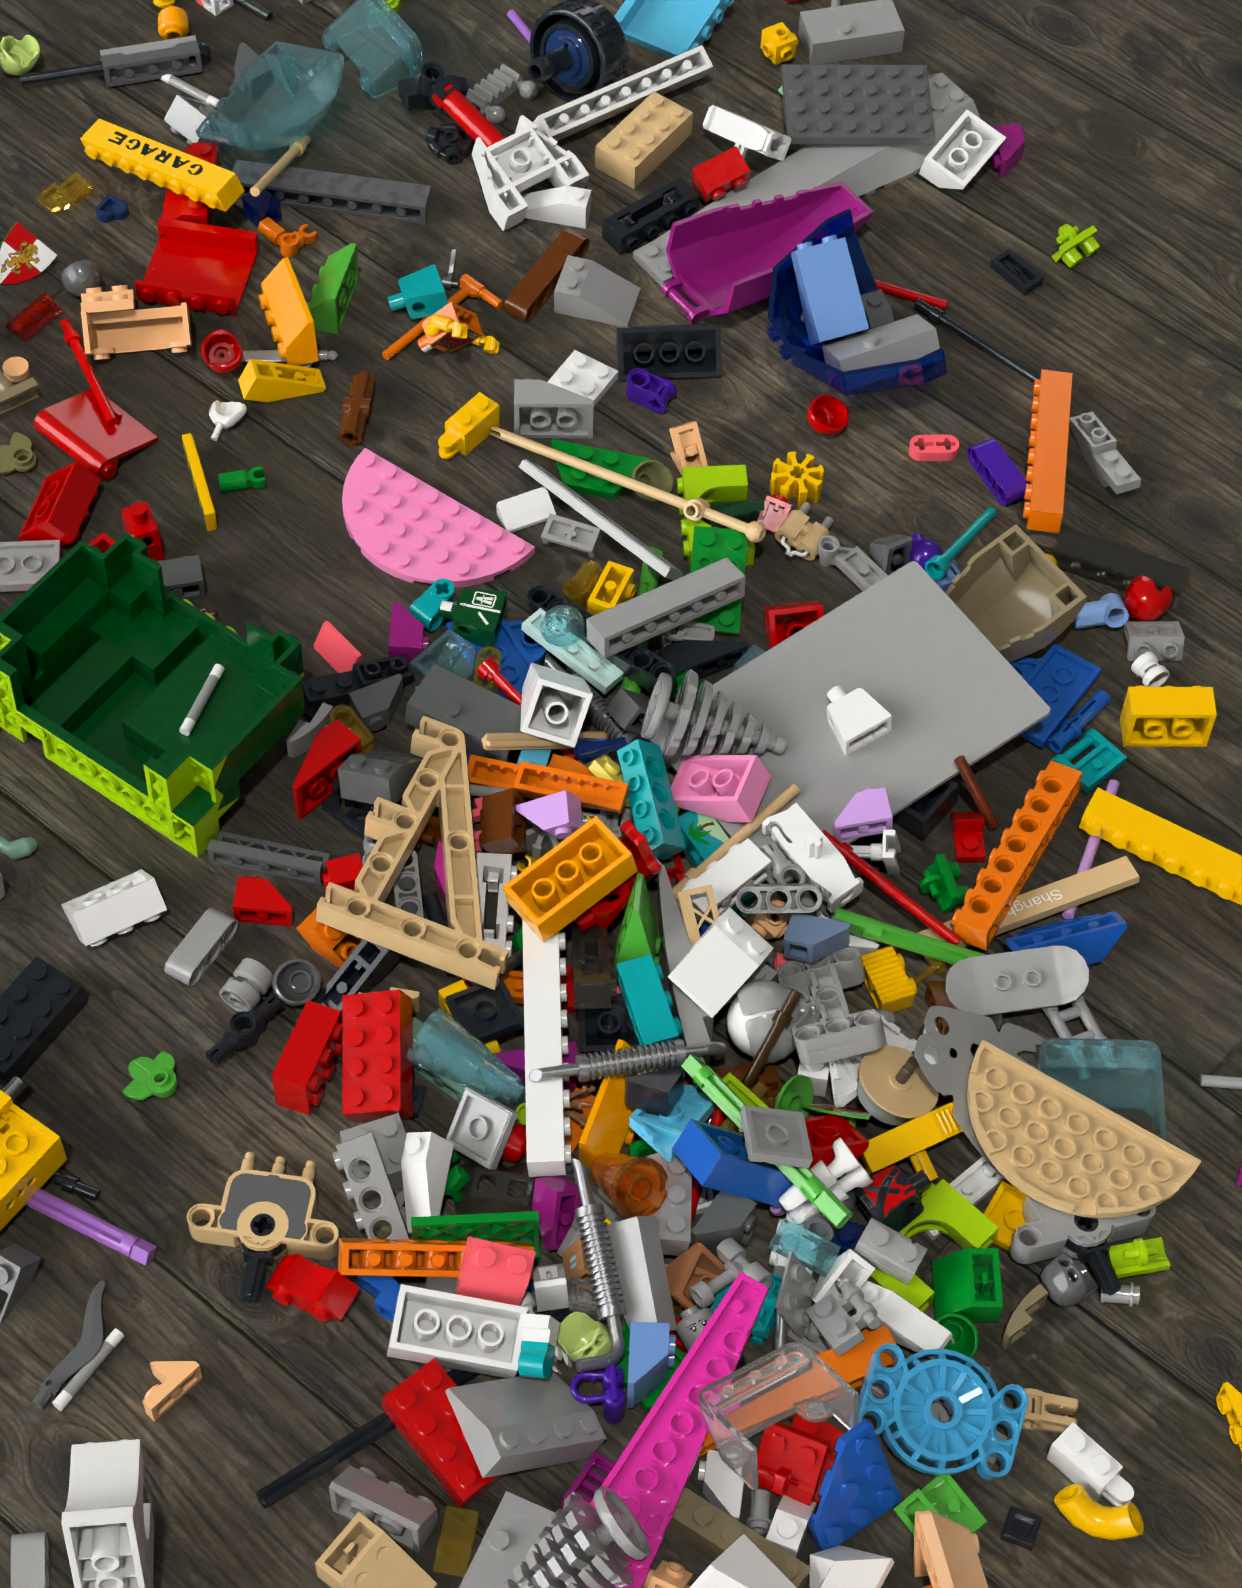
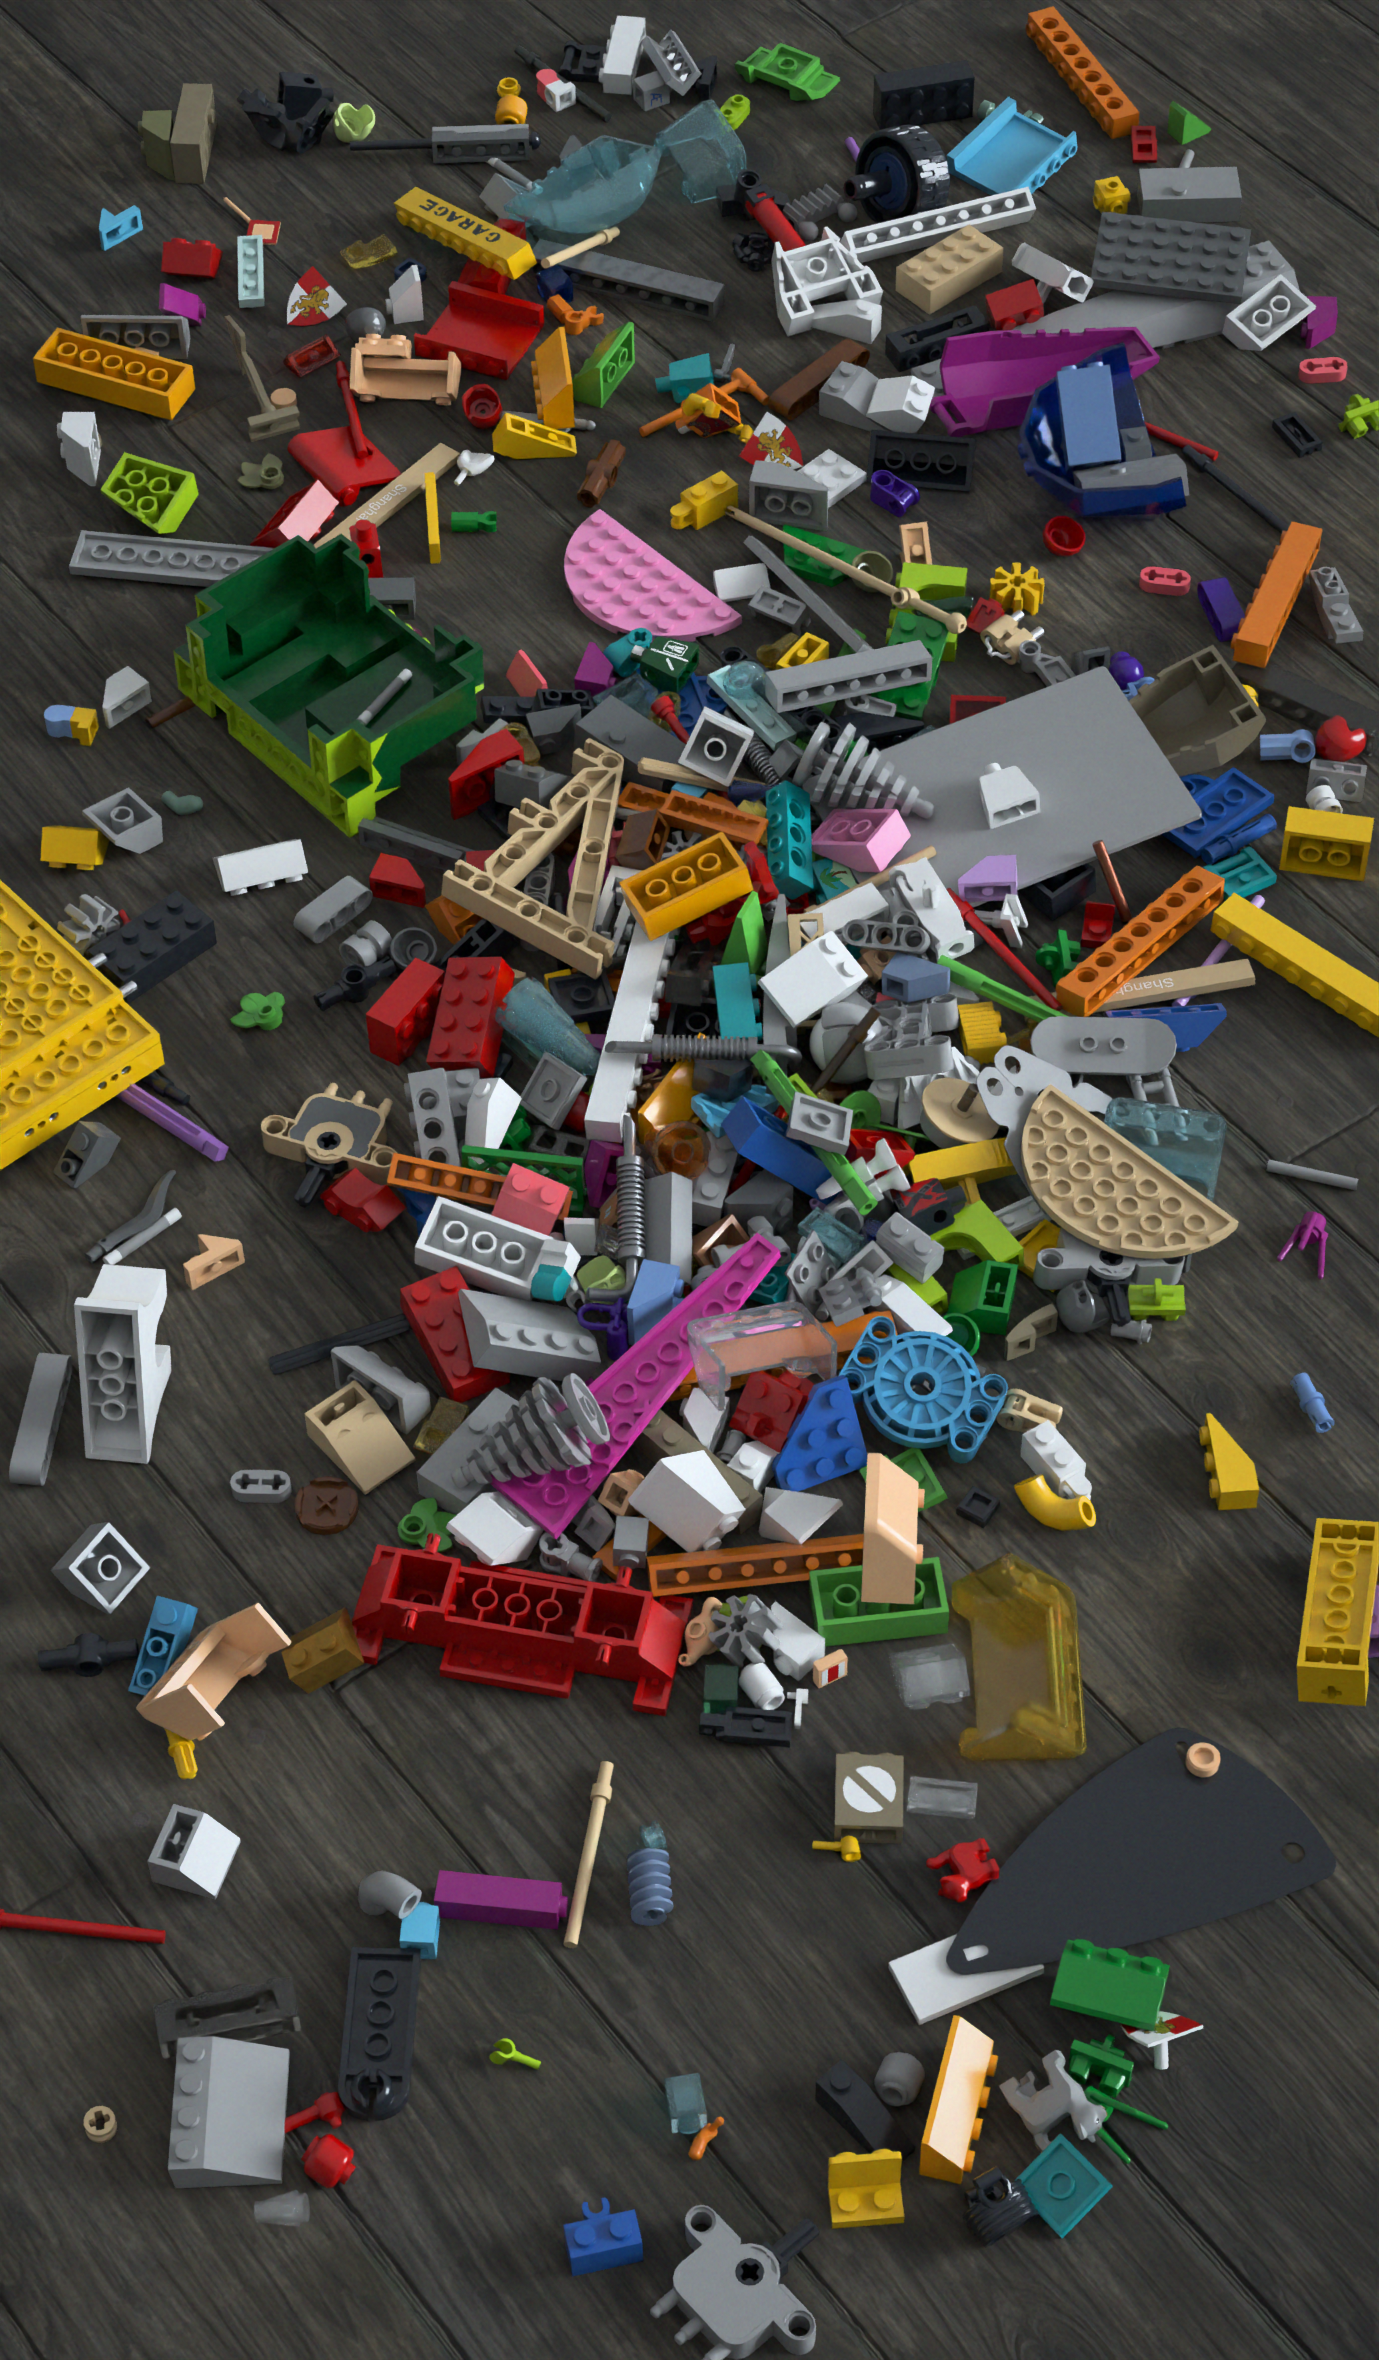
camera: 15 degrees right, 5 degrees down
(116, 241) = (406, 298): none -> white slope
(147, 469) = (398, 492): none -> tan tile
(521, 356) = (773, 443): none -> shield
(555, 813) = (688, 830): lavender slope -> none
(635, 293) = (900, 403): none -> white slope
(938, 565) = (1133, 679): teal piece -> none
(1022, 200) = (1322, 370): none -> coral beam

